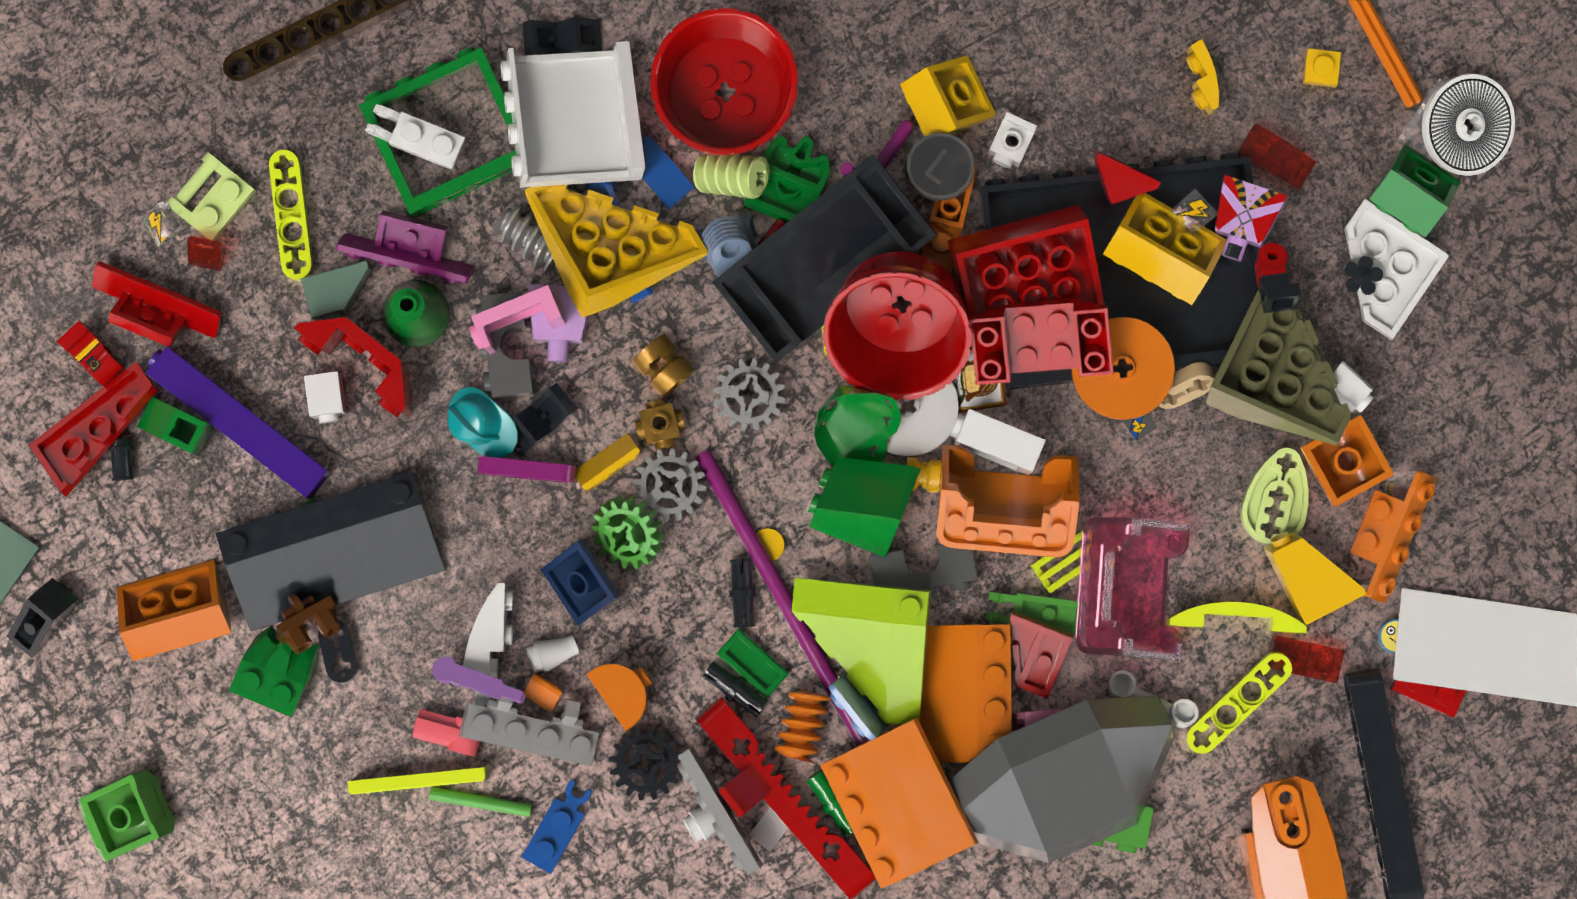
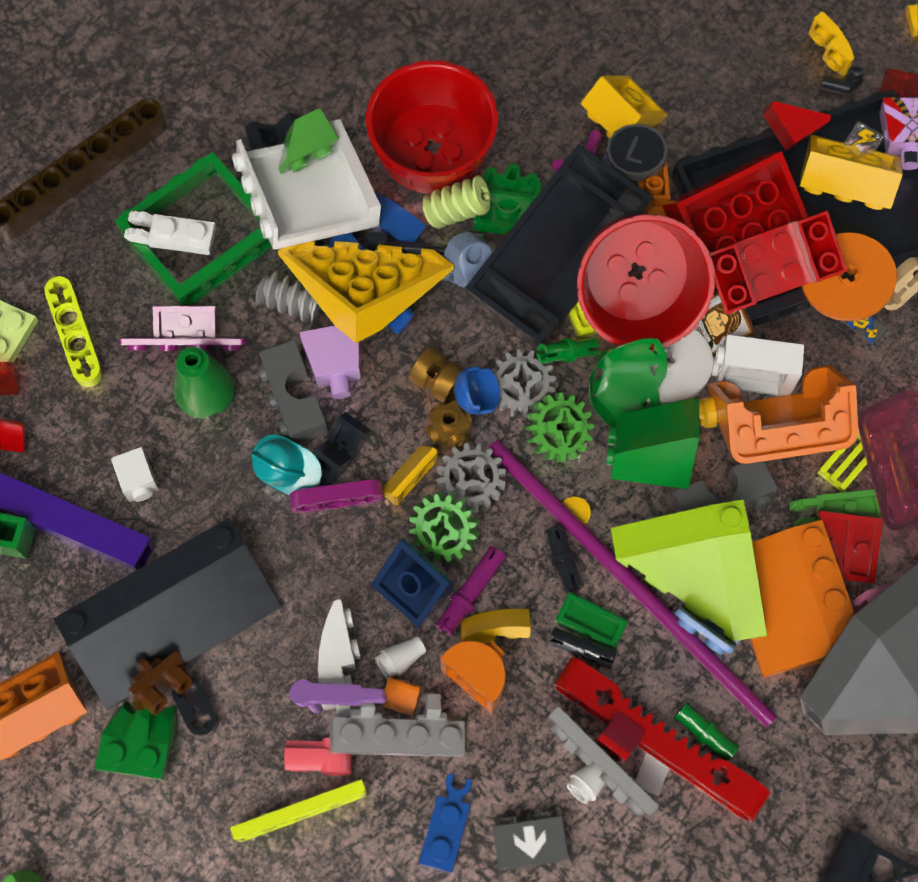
camera: 15 degrees left, 15 degrees down
(327, 335) = (126, 414): red slope -> none
(335, 291) = (126, 381): sand green slope -> none
(480, 801) = (365, 818): bright green bar -> none
(514, 311) = (293, 348): bright pink panel -> none
(582, 62) = (305, 140): none -> bright green slope
(631, 865) = (529, 842): none -> dark grey brick
(638, 603) = (463, 601): none -> magenta pin
(642, 747) = (509, 725): black gear -> none
(659, 645) = (503, 622): none -> yellow slope
(667, 210) = (380, 238): none -> black piece
(697, 399) = (477, 390): none -> blue hair
(782, 466) = (558, 439): none -> bright green gear
(802, 725) = (655, 664): orange piece -> none
(804, 372) = (568, 350): none -> green pin
(899, 803) = (773, 711): orange slope -> none
(1011, 126) = (688, 126): white brick -> none
(1205, 128) = (846, 83): none -> black arm

